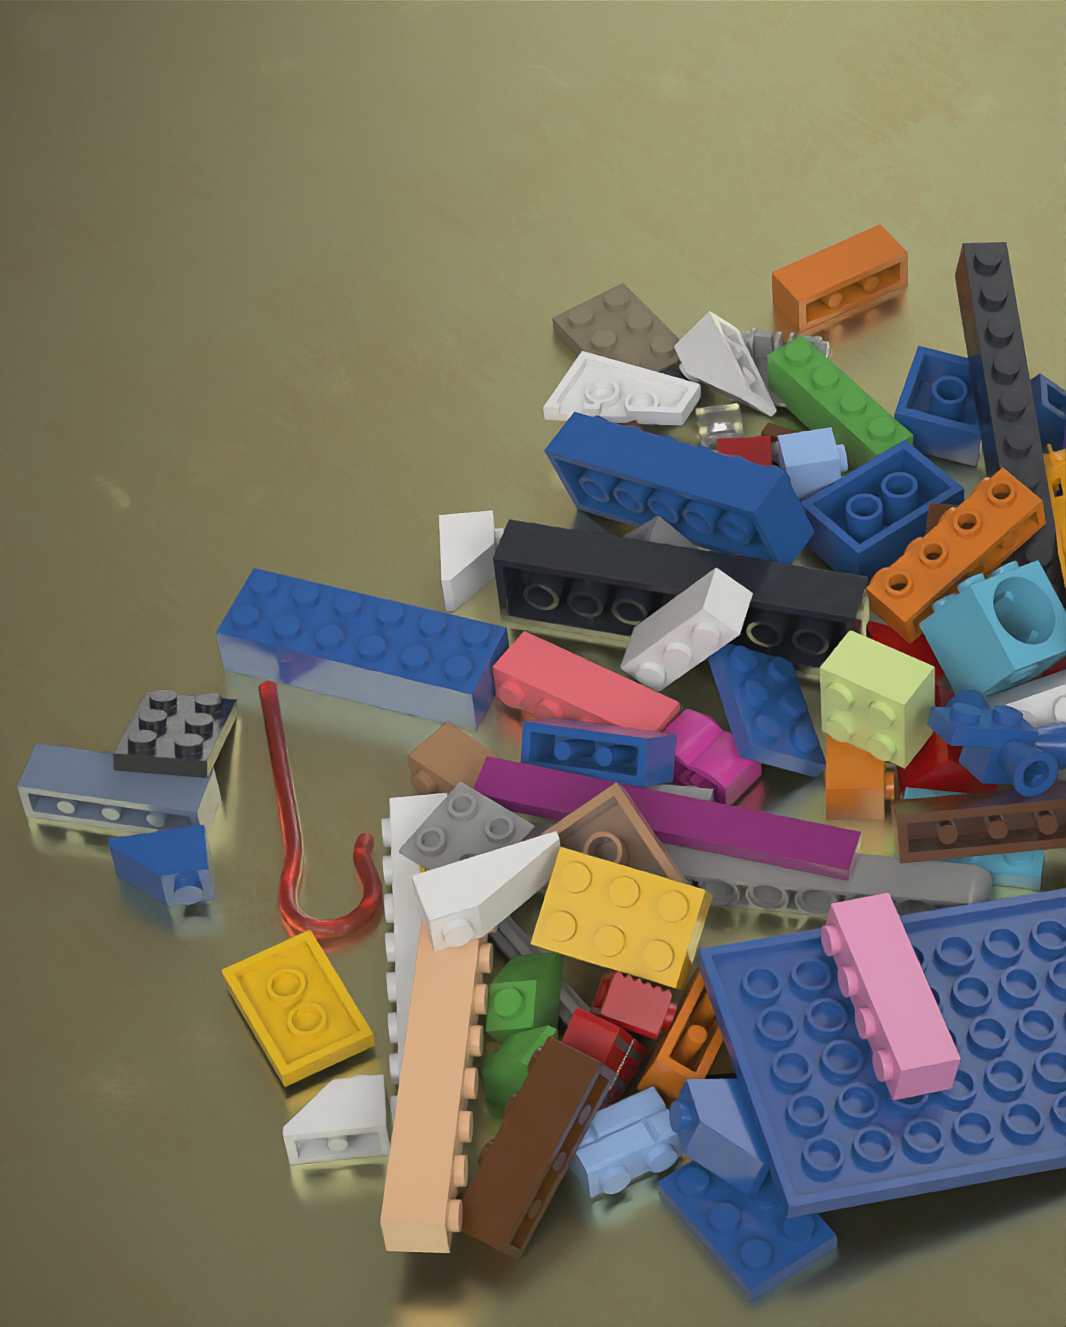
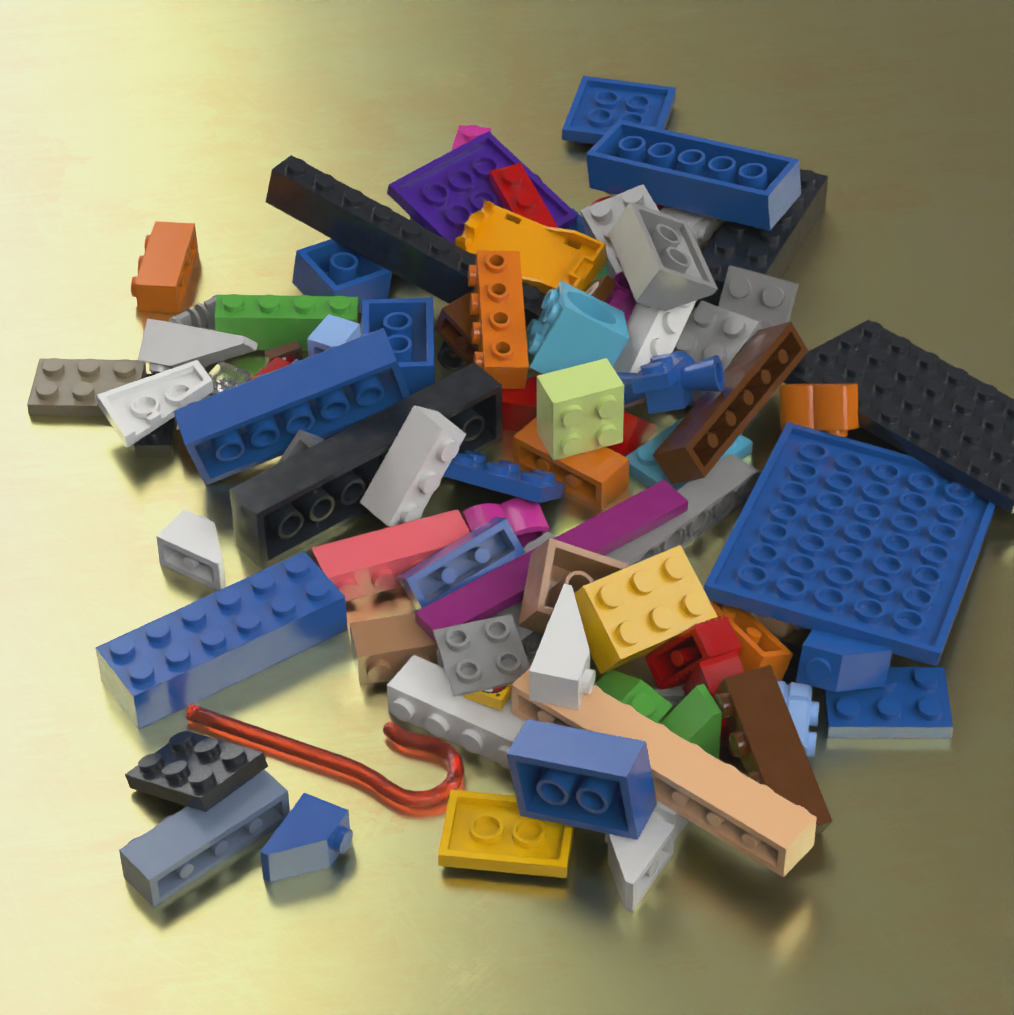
camera: 60 degrees left, 5 degrees down
(354, 1010) = (582, 778): none -> blue brick
(890, 997) = (822, 523): bright pink brick -> none

